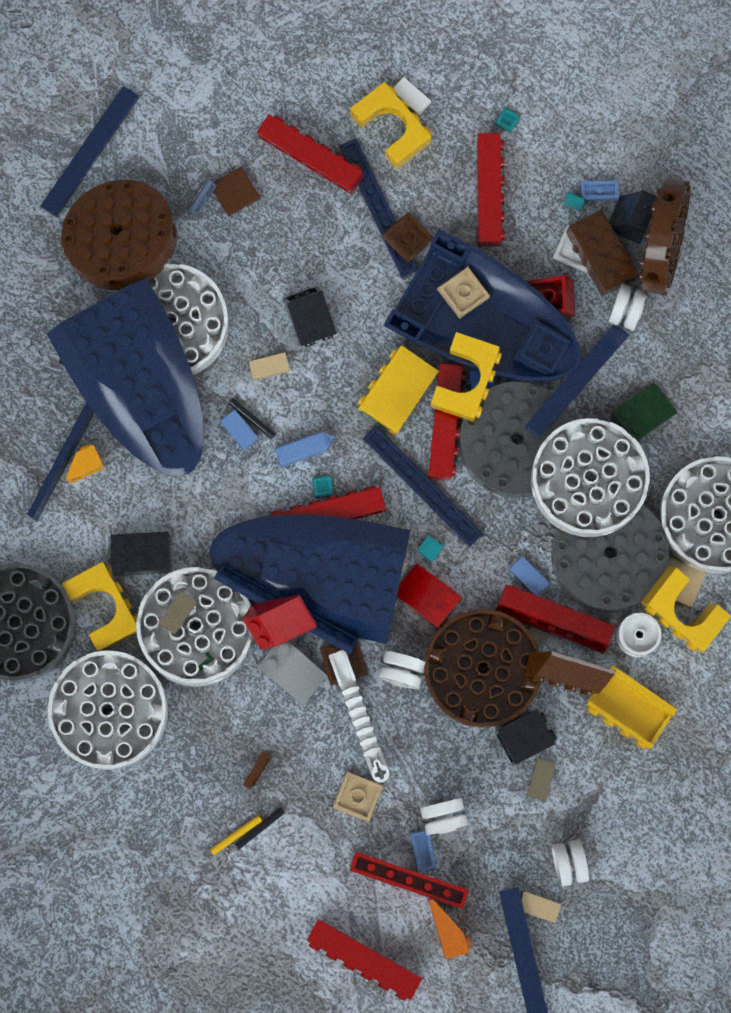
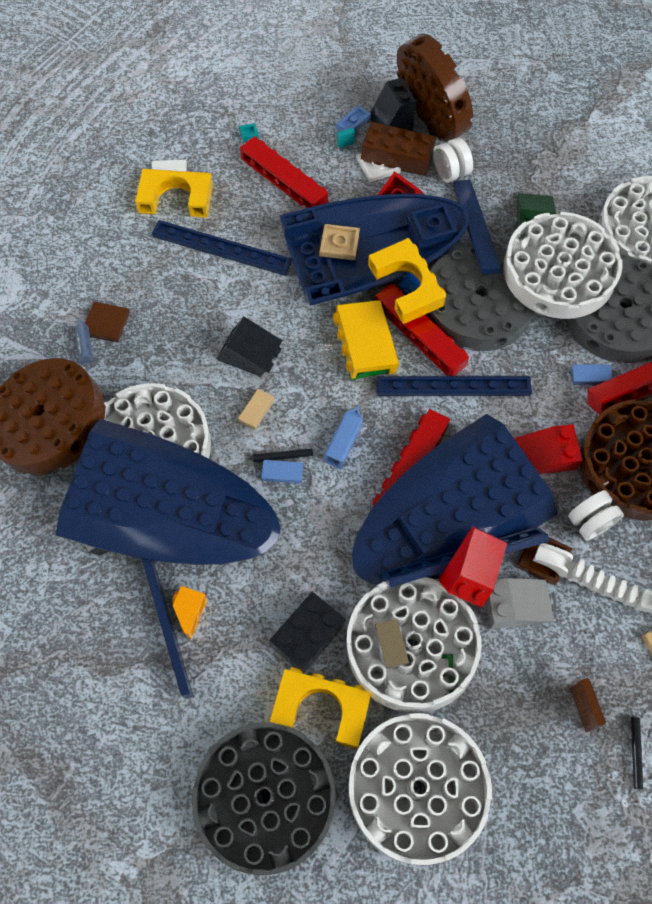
camera: 45 degrees left, 15 degrees down
(236, 834) = (627, 780): yellow bar -> none
(310, 154) = (136, 251): red brick -> none
(322, 486) = (386, 452): teal tile -> none
(407, 237) = (262, 245): reddish brown tile -> none
(430, 549) = (509, 419): teal tile -> none

